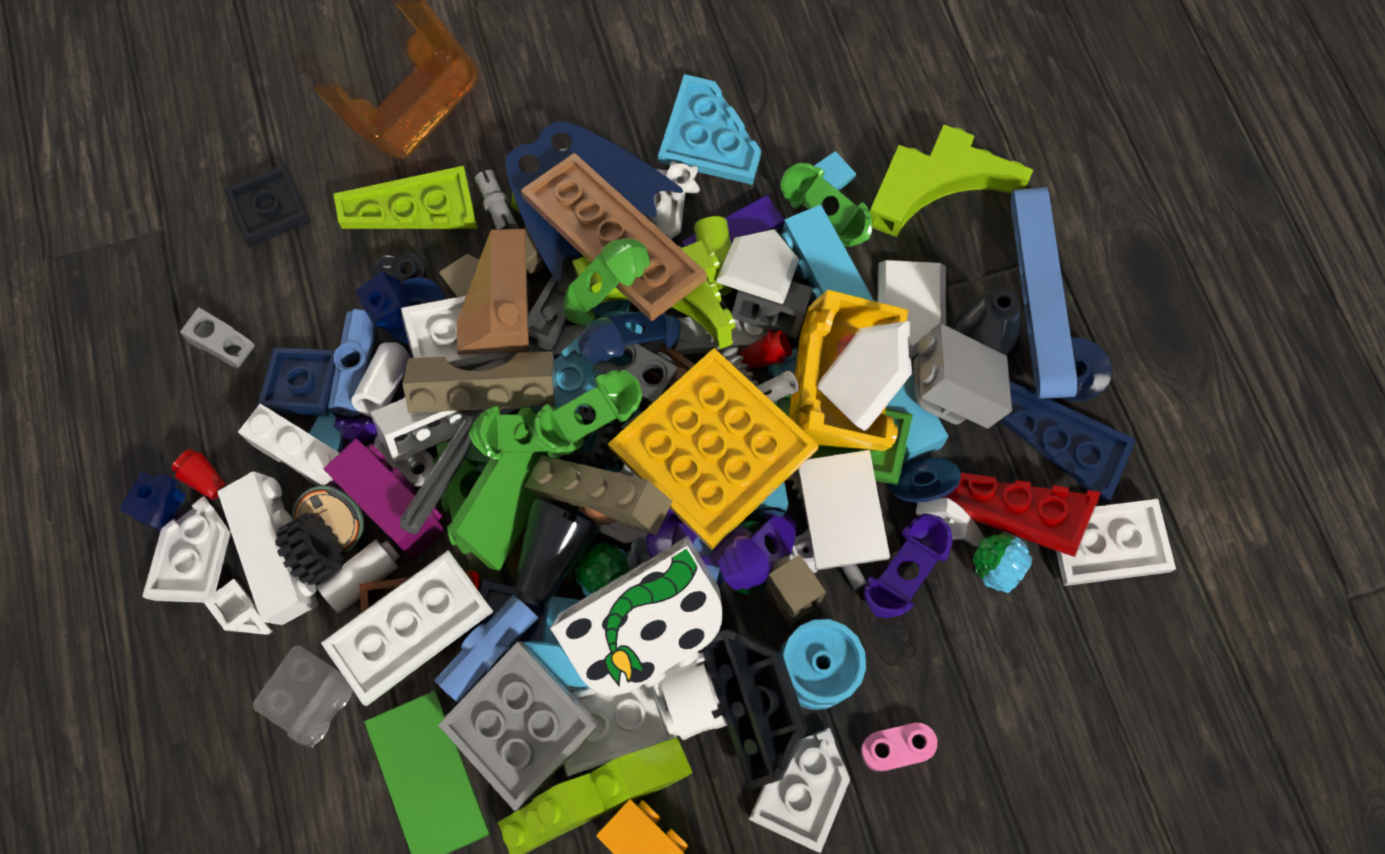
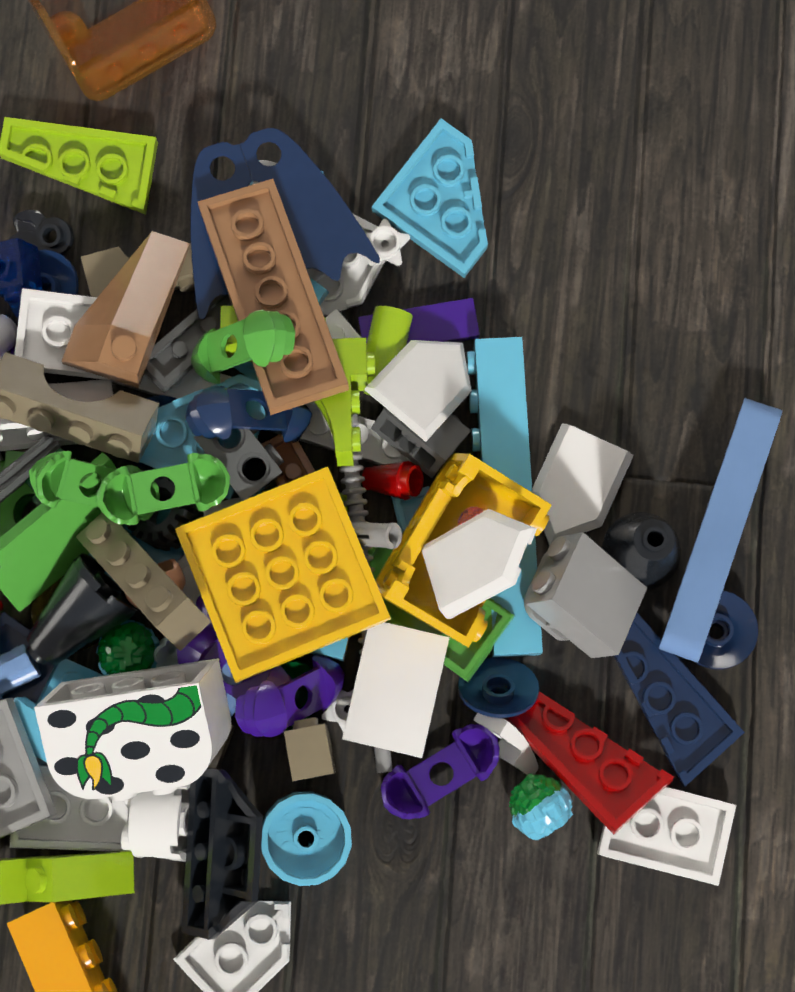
camera: 20 degrees right, 10 degrees up
(495, 201) = (176, 192): light grey pin -> none
(805, 186) = (522, 308): bright green piece -> none
(836, 171) = (557, 299): medium azure tile -> none
(899, 746) = (353, 946): bright pink plate -> none
(951, 168) = (690, 344): lime arch -> none

